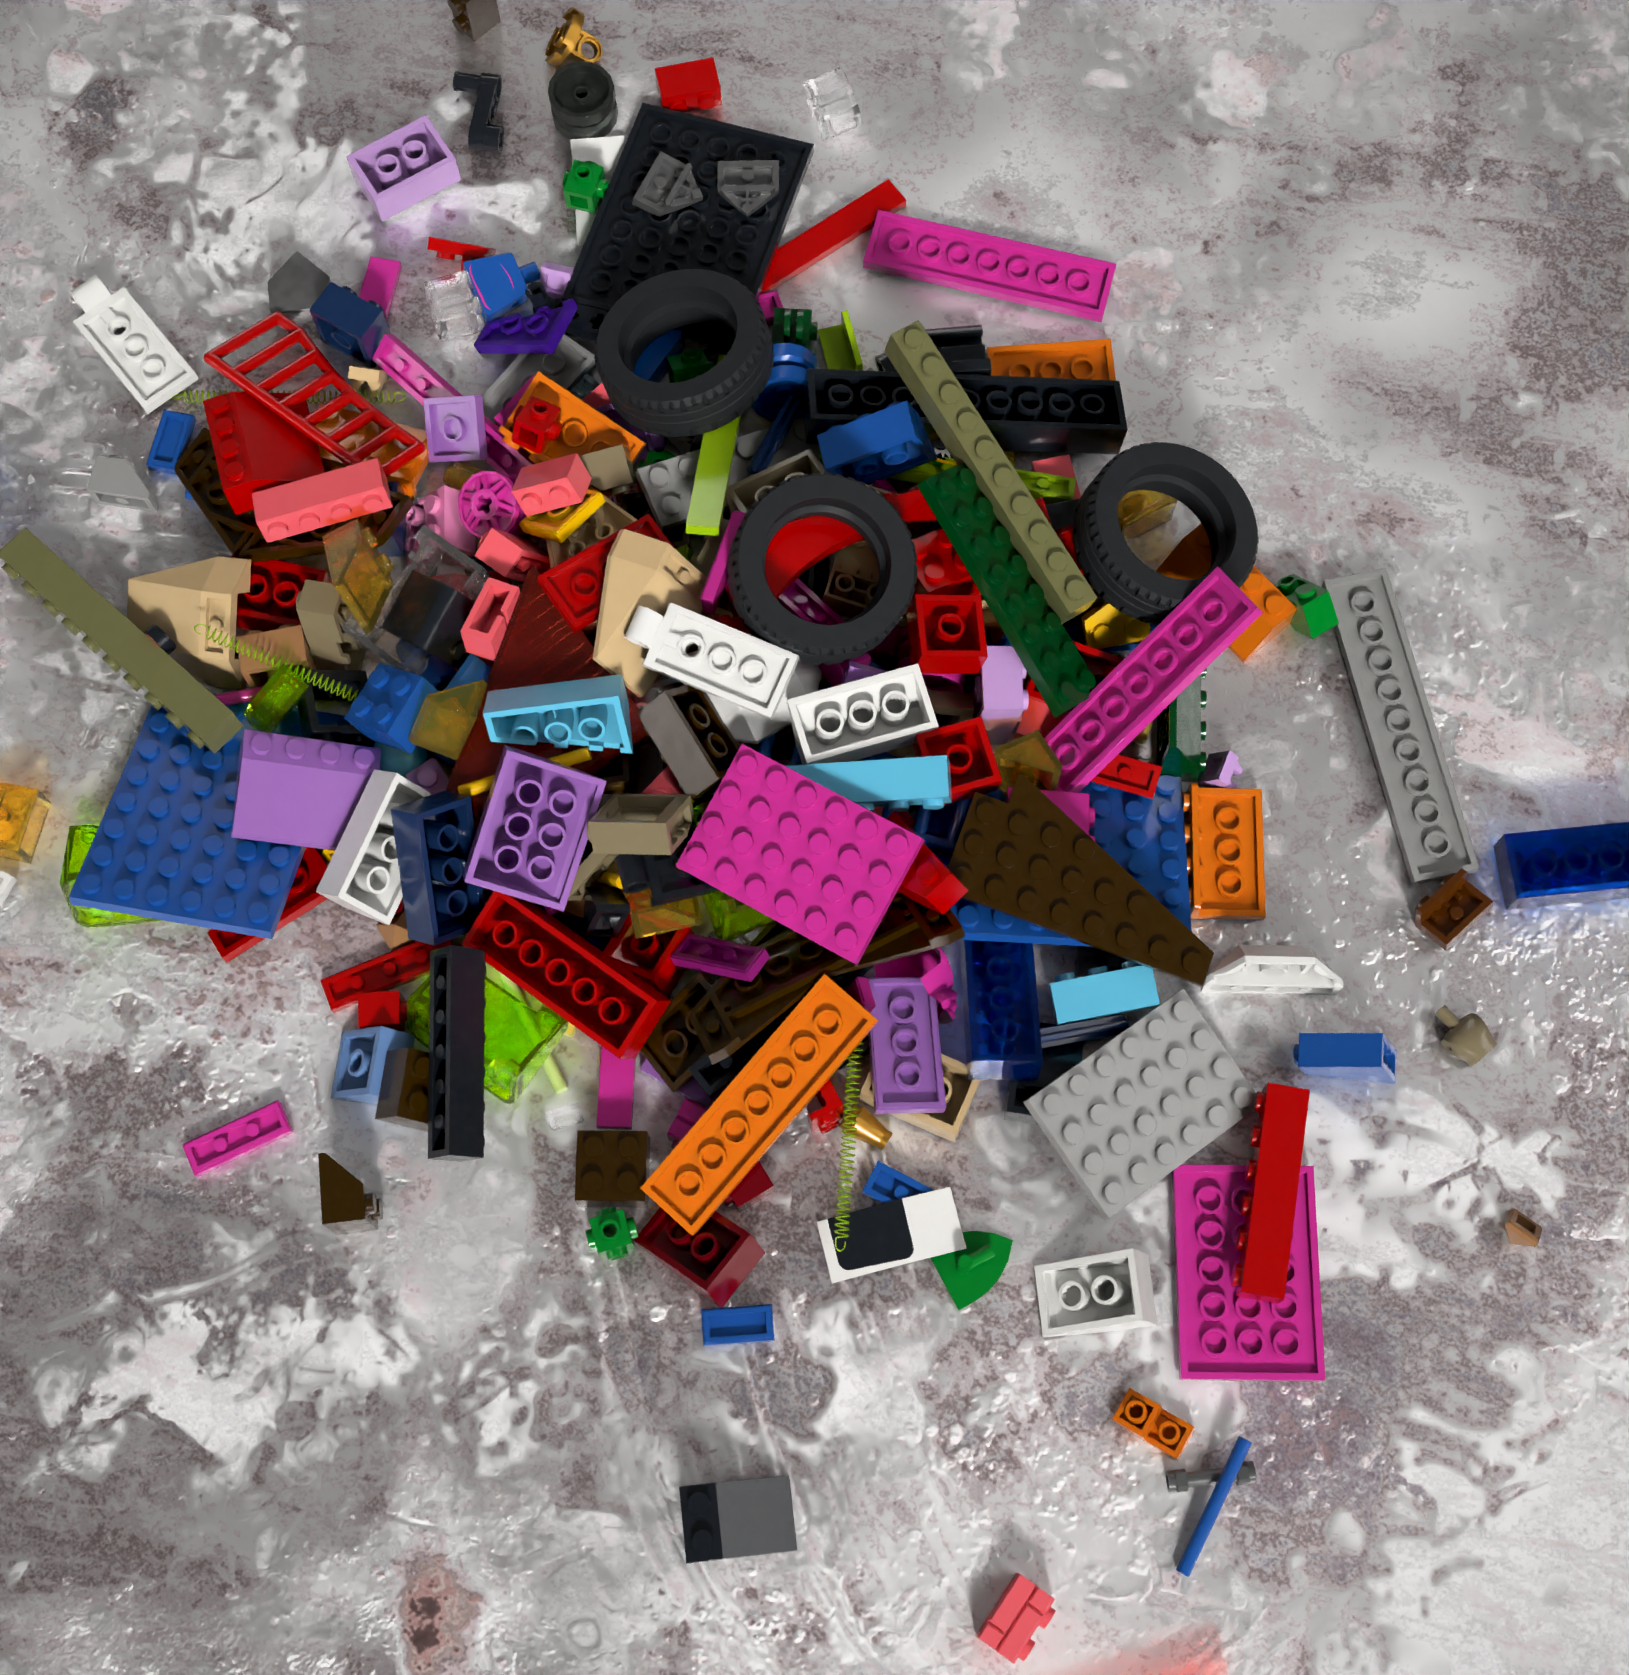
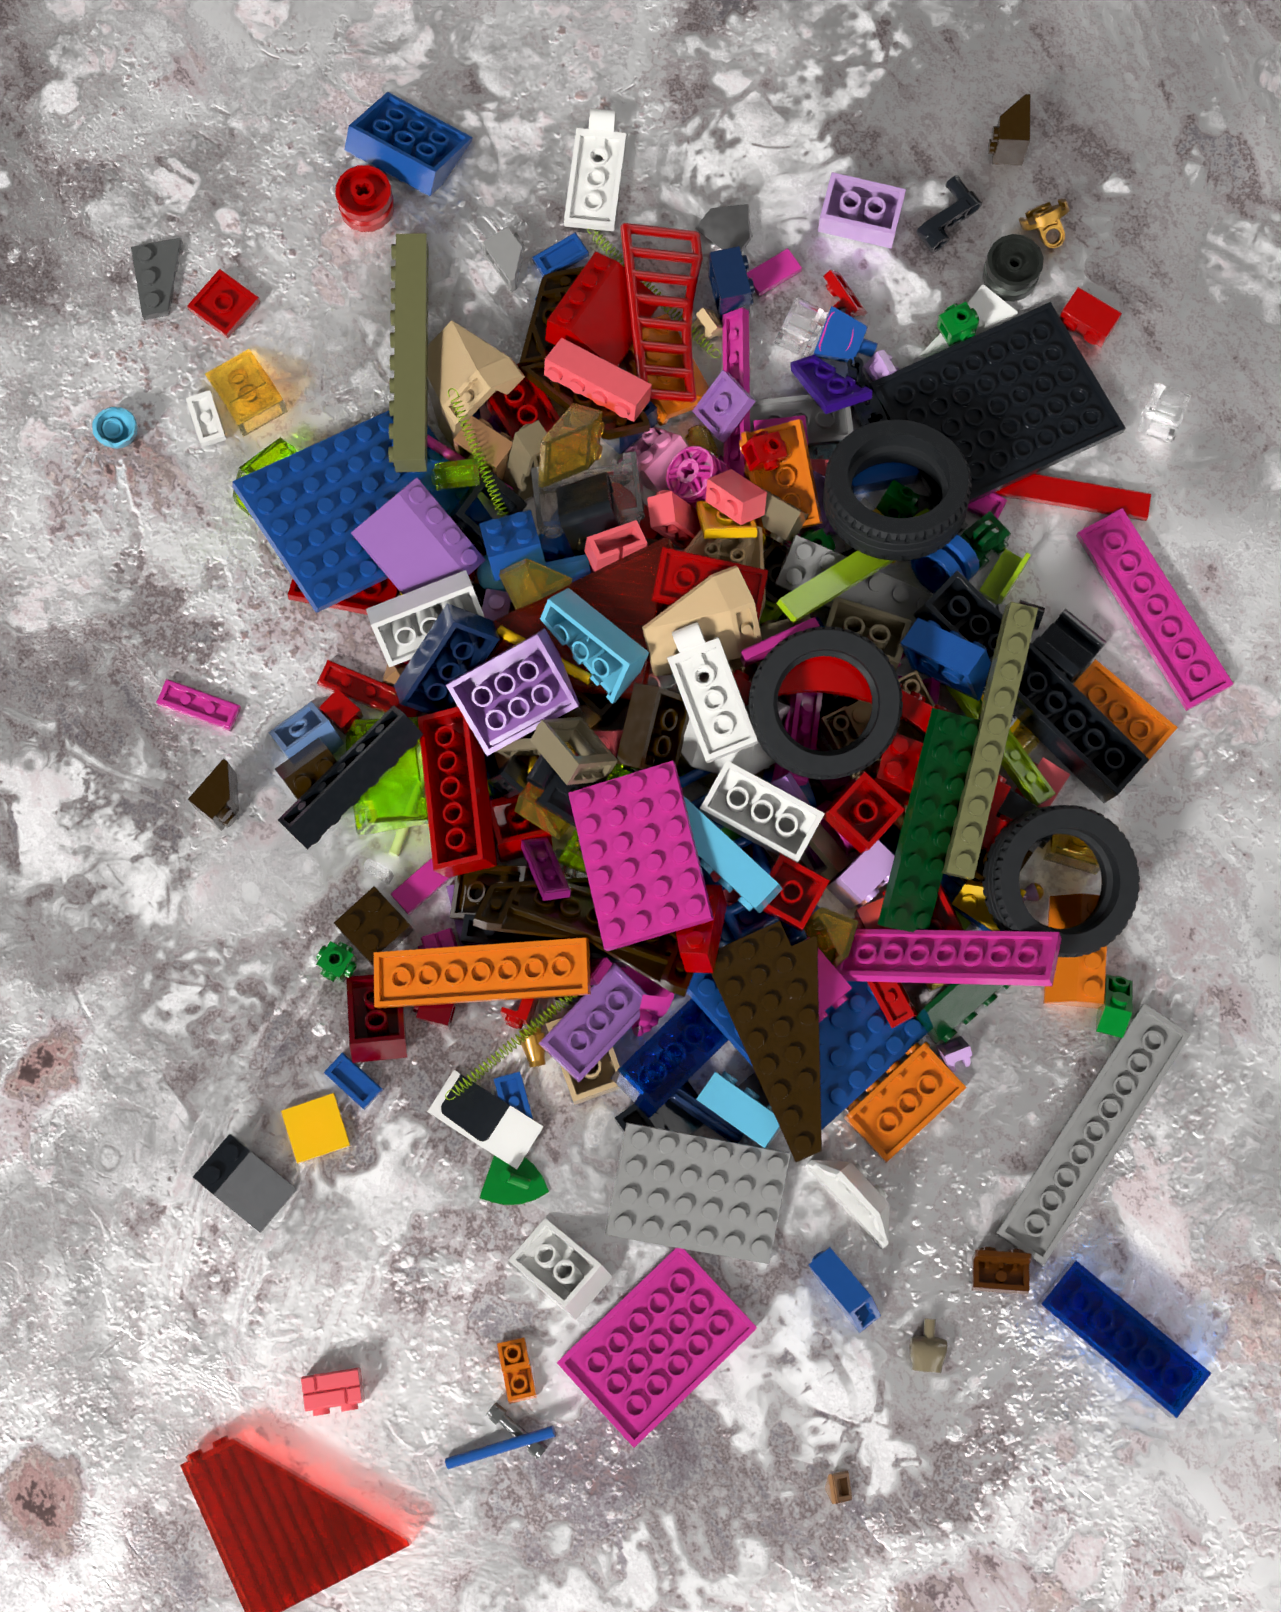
camera: 45 degrees right, 5 degrees up
(161, 638) = (431, 375): black tile -> none
(667, 187) = (1005, 372): flat silver slope -> none
(748, 183) = (1056, 416): flat silver slope -> none
(748, 1402) = (315, 1128): none -> yellow tile
(775, 435) = (901, 592): dark blue axle -> none
(1272, 1193) = (714, 1317): red brick -> none

